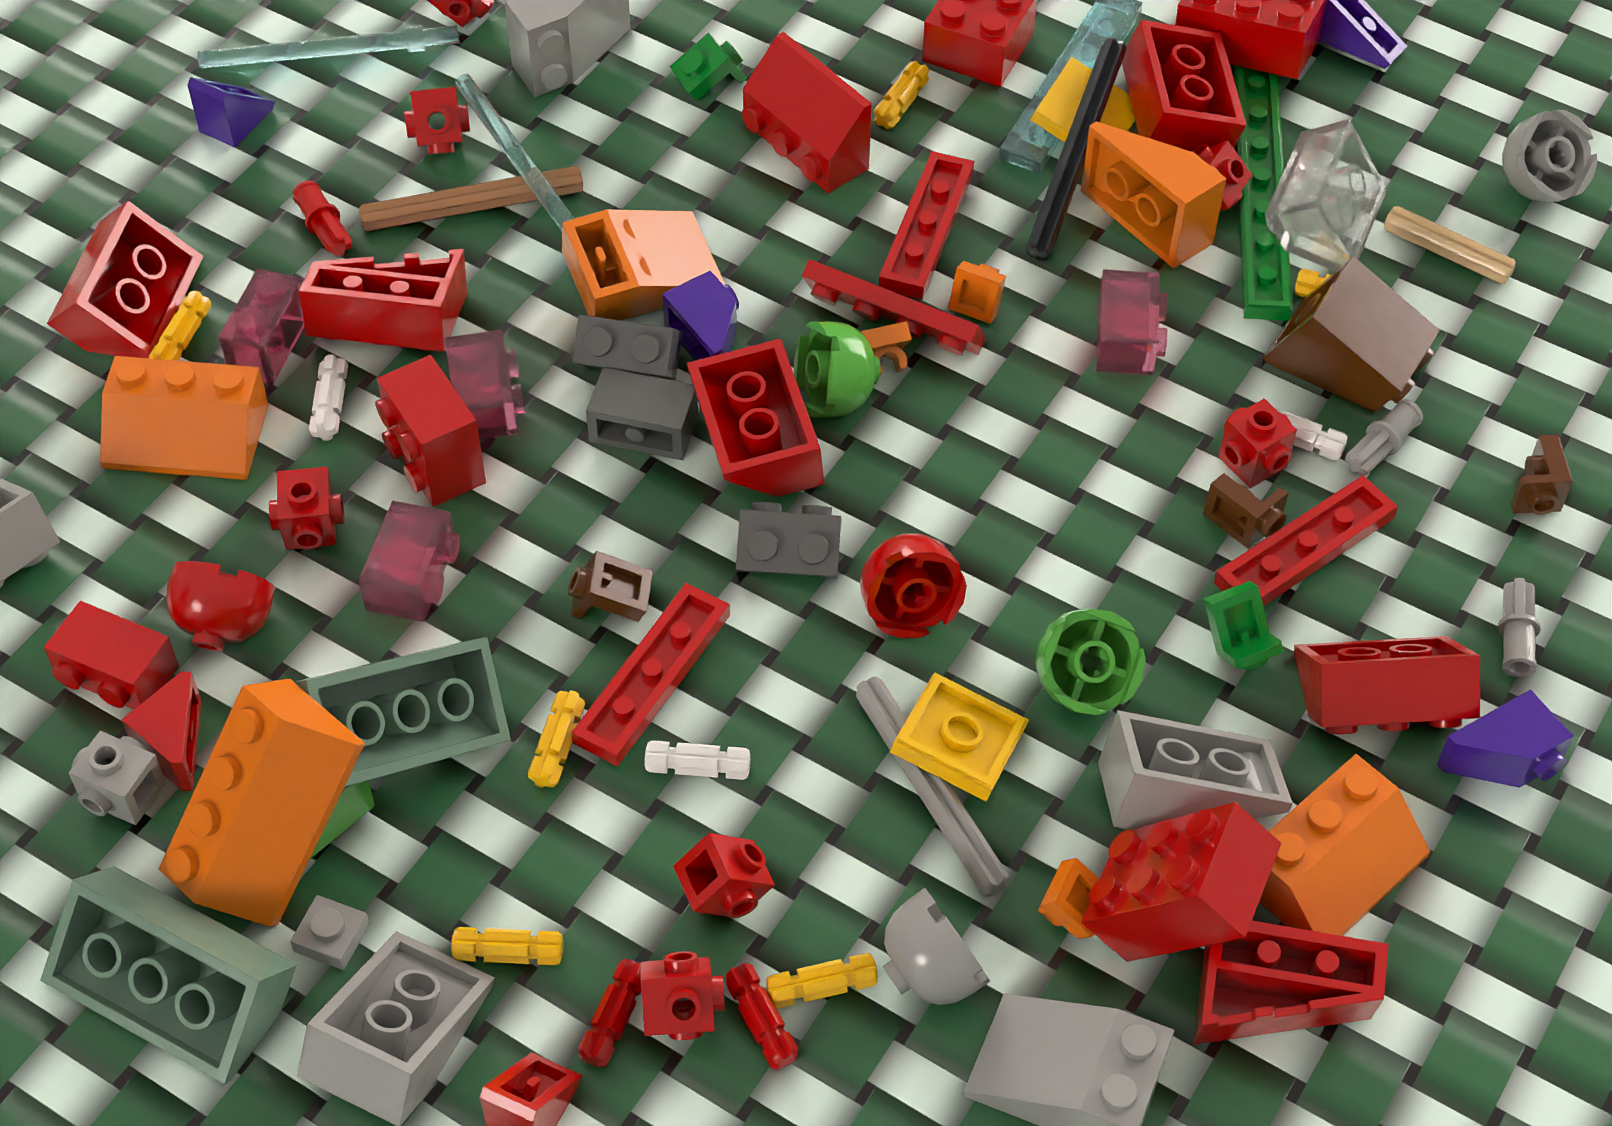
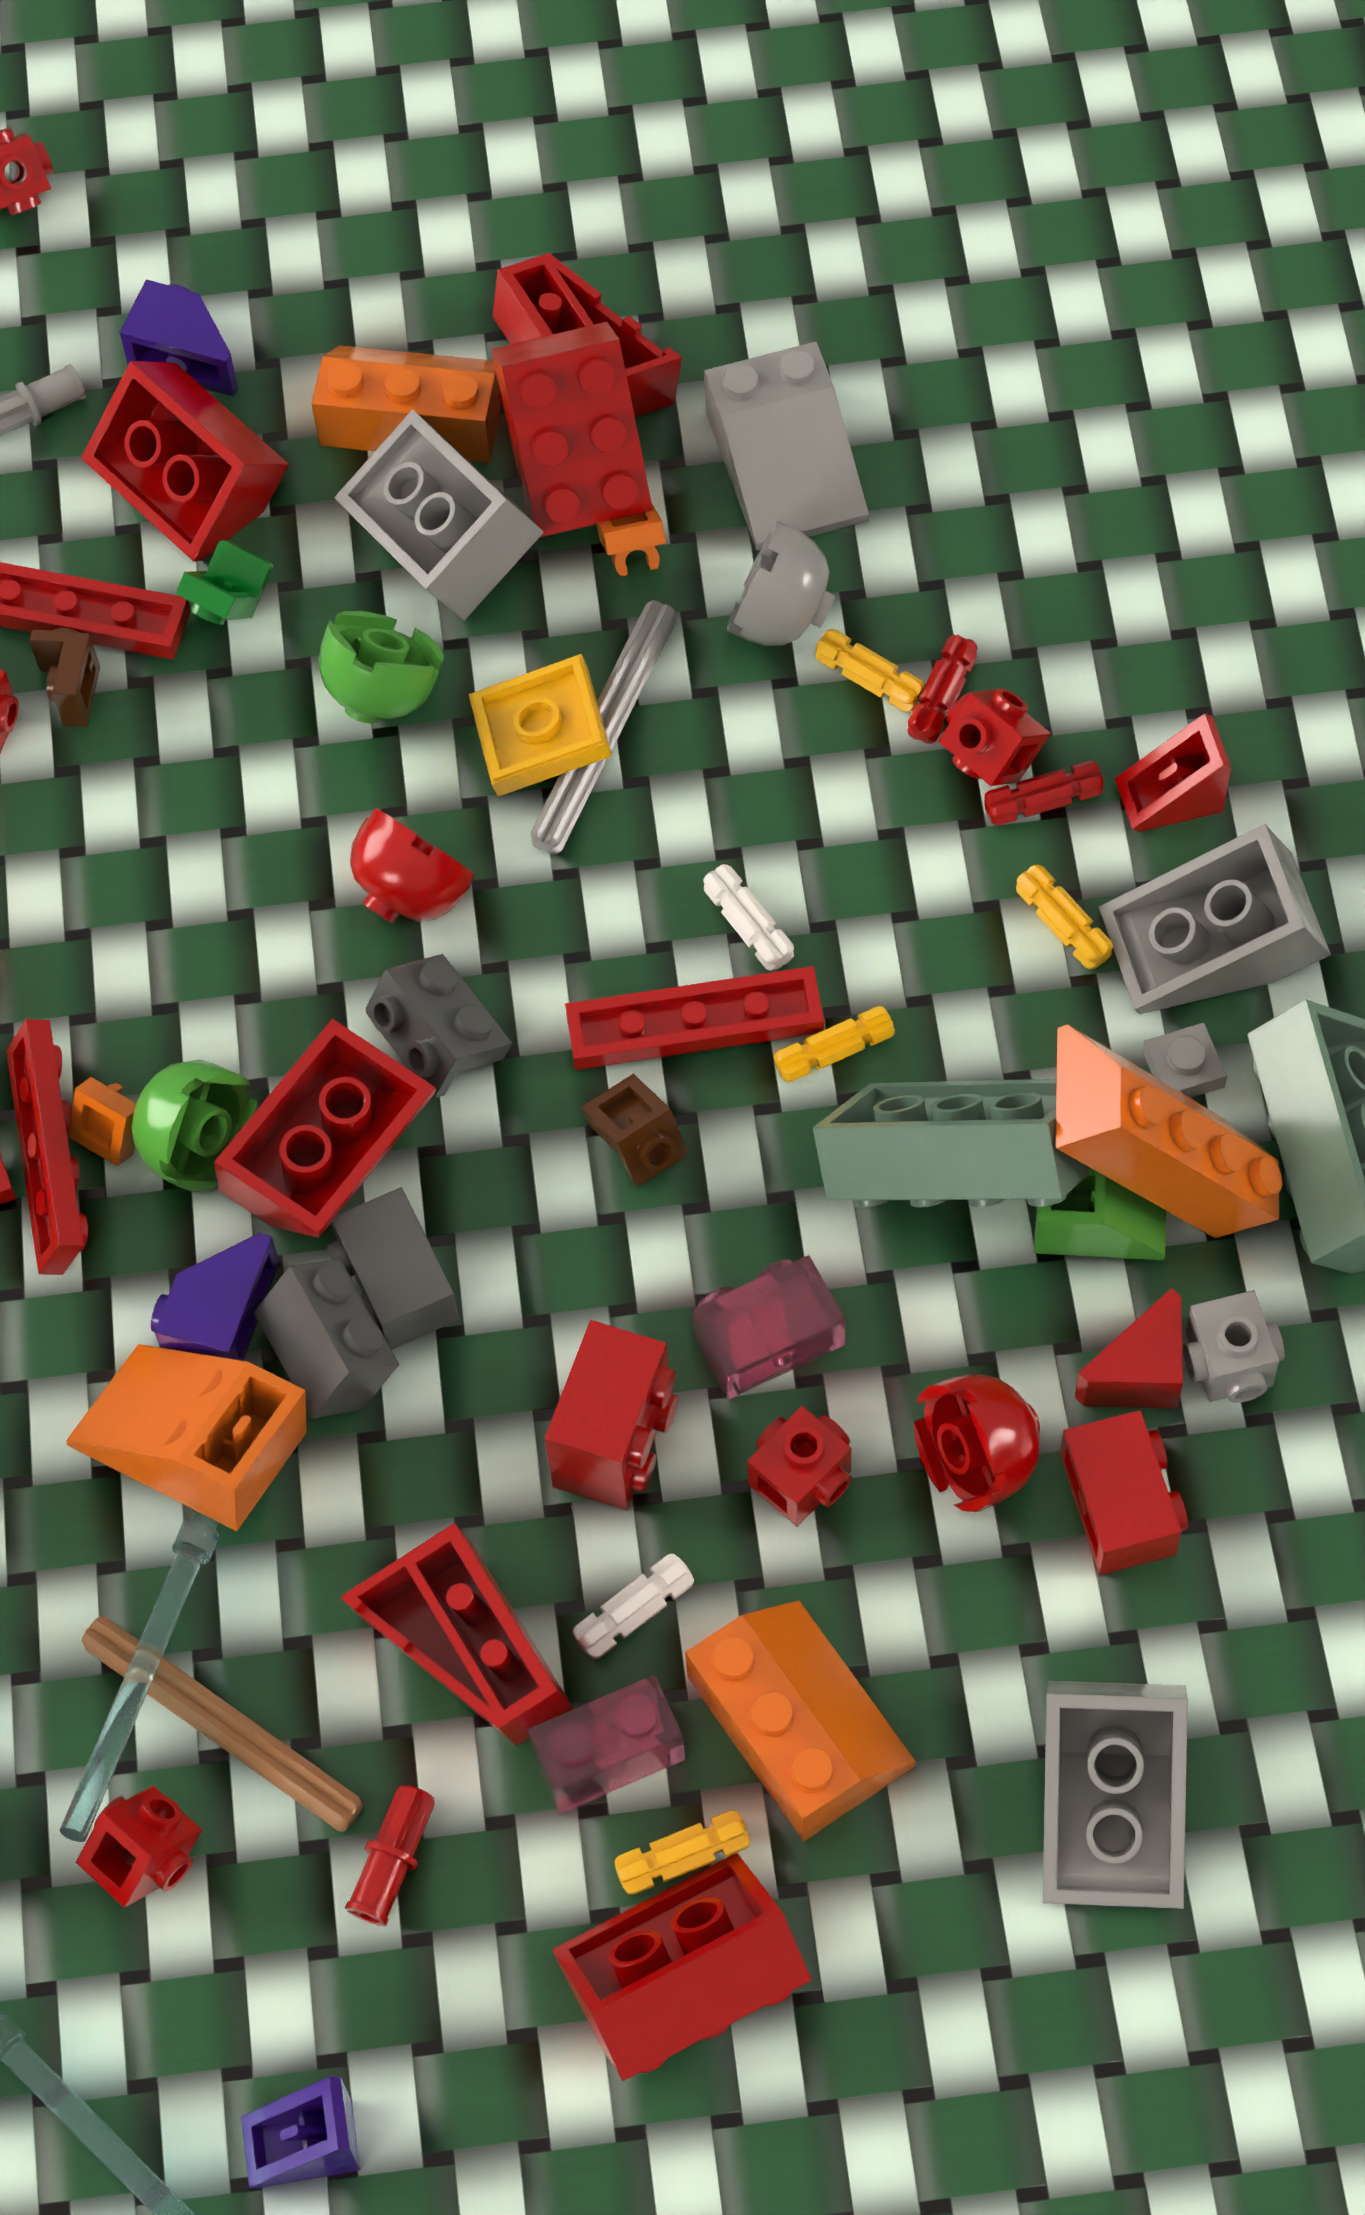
camera: 125 degrees left, 10 degrees up
(481, 376) = (486, 1454): clear pink brick -> none
(724, 875) = (854, 784): red brick -> none

